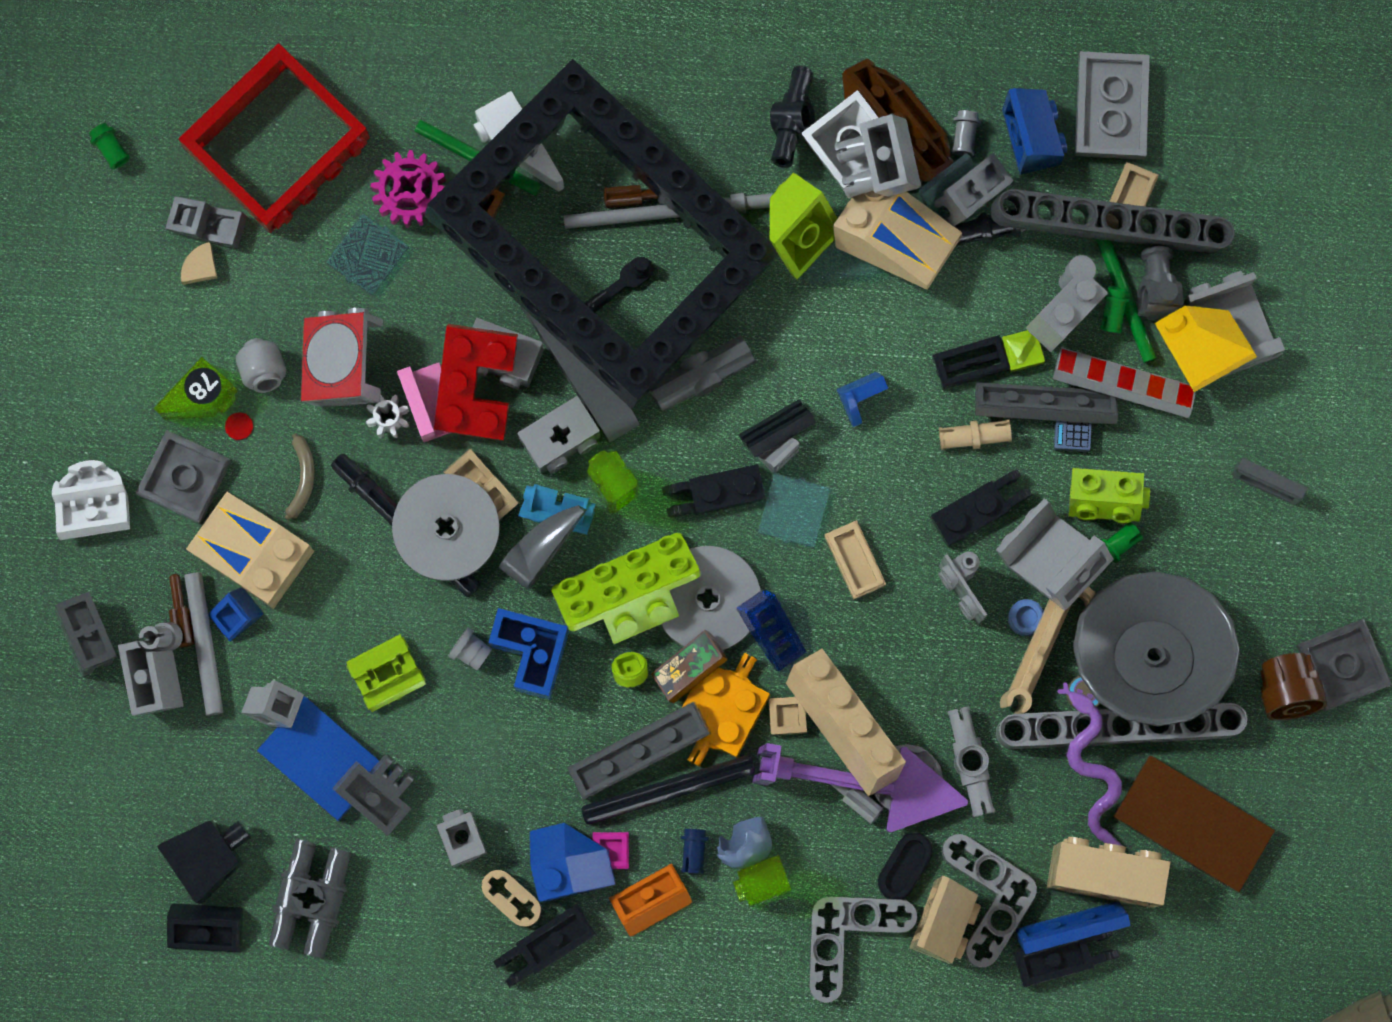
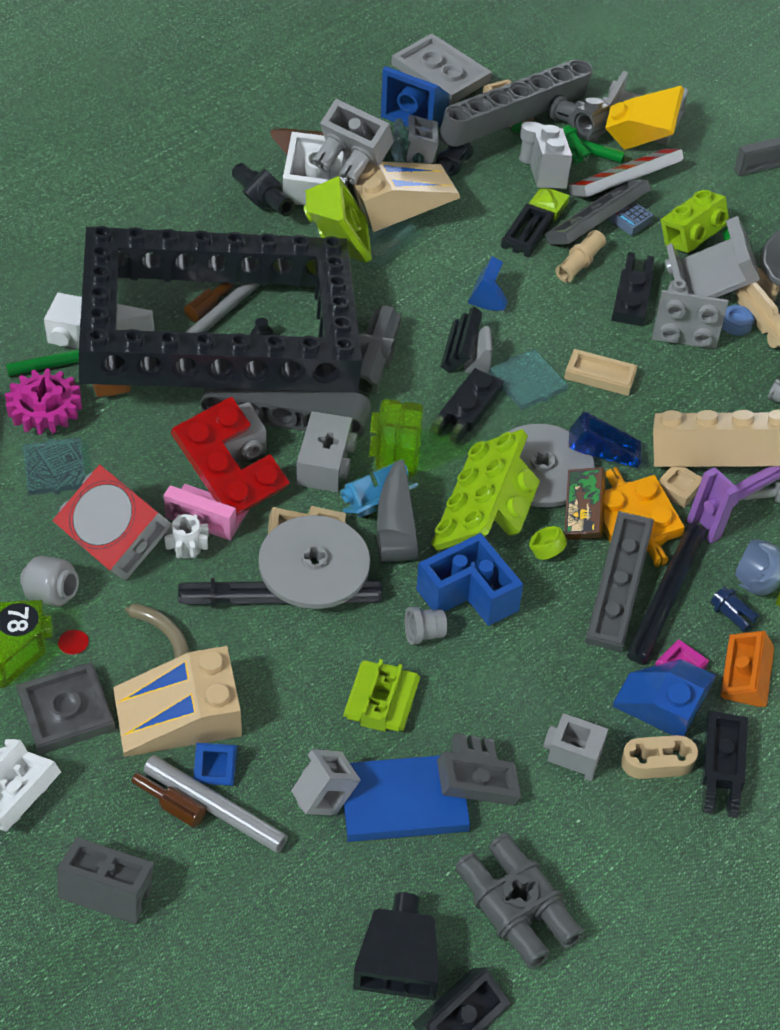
camera: 50 degrees left, 30 degrees down
(152, 670) = (195, 847): light grey hinge -> none

